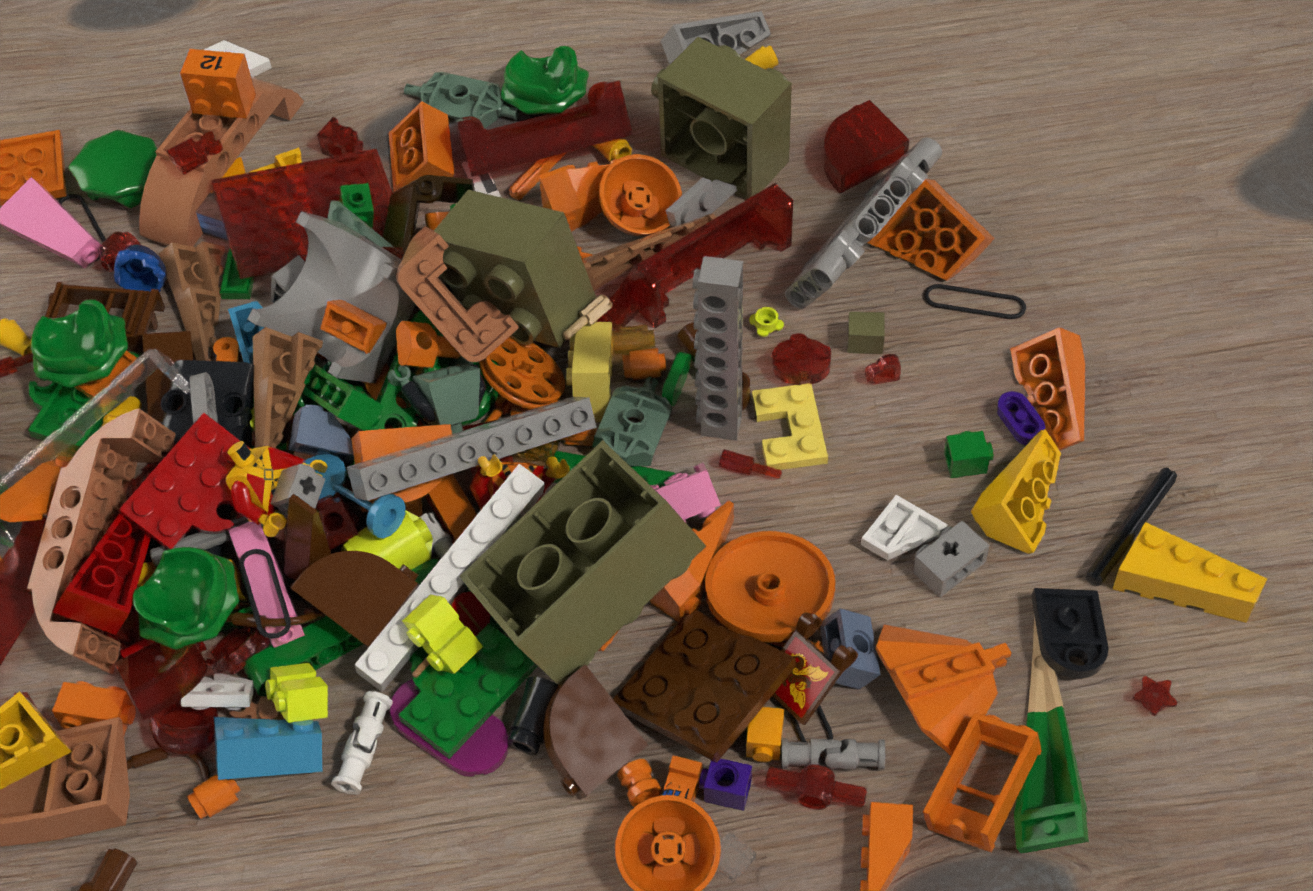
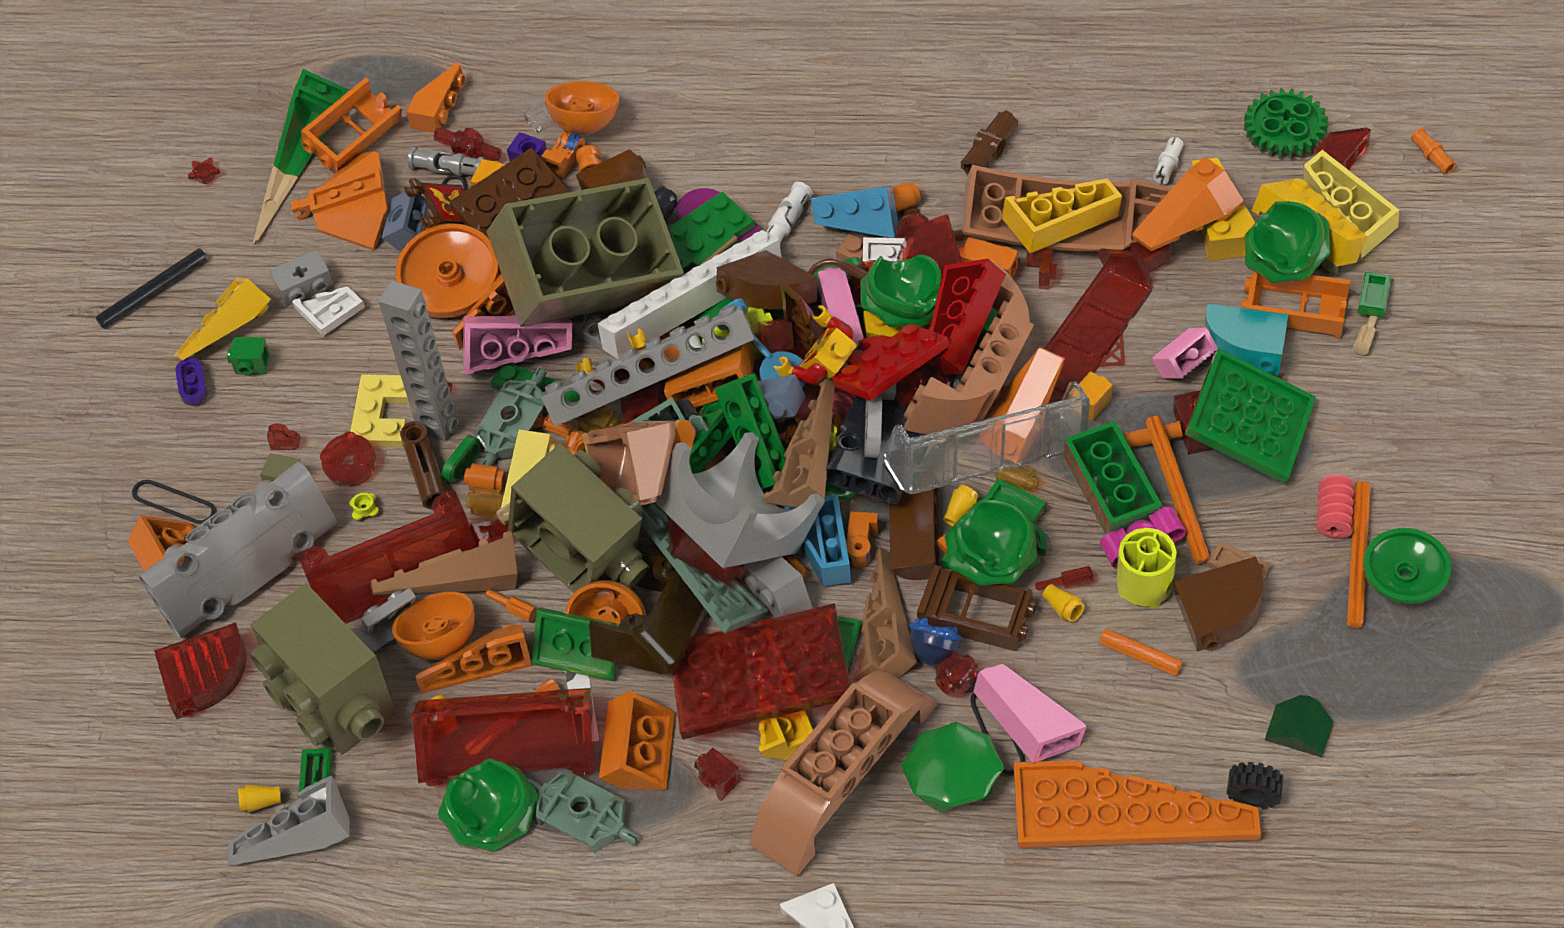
camera: 165 degrees left, 0 degrees up
(193, 154) = (863, 693): clear red plate -> none
(218, 83) = (823, 745): orange brick -> none
(251, 598) = (849, 280): black piece -> none
(297, 692) = (826, 235): neon yellow brick -> none
(299, 481) = (799, 339): light grey brick -> none
(352, 325) = (728, 482): orange slope -> none
(358, 201) = (710, 654): green brick -> none
(441, 634) = (707, 242): neon yellow brick -> none
(1054, 379) = (148, 404): orange wedge -> none
(1069, 626) = (238, 219): black tile -> none
(1188, 575) = (135, 237): yellow wedge -> none

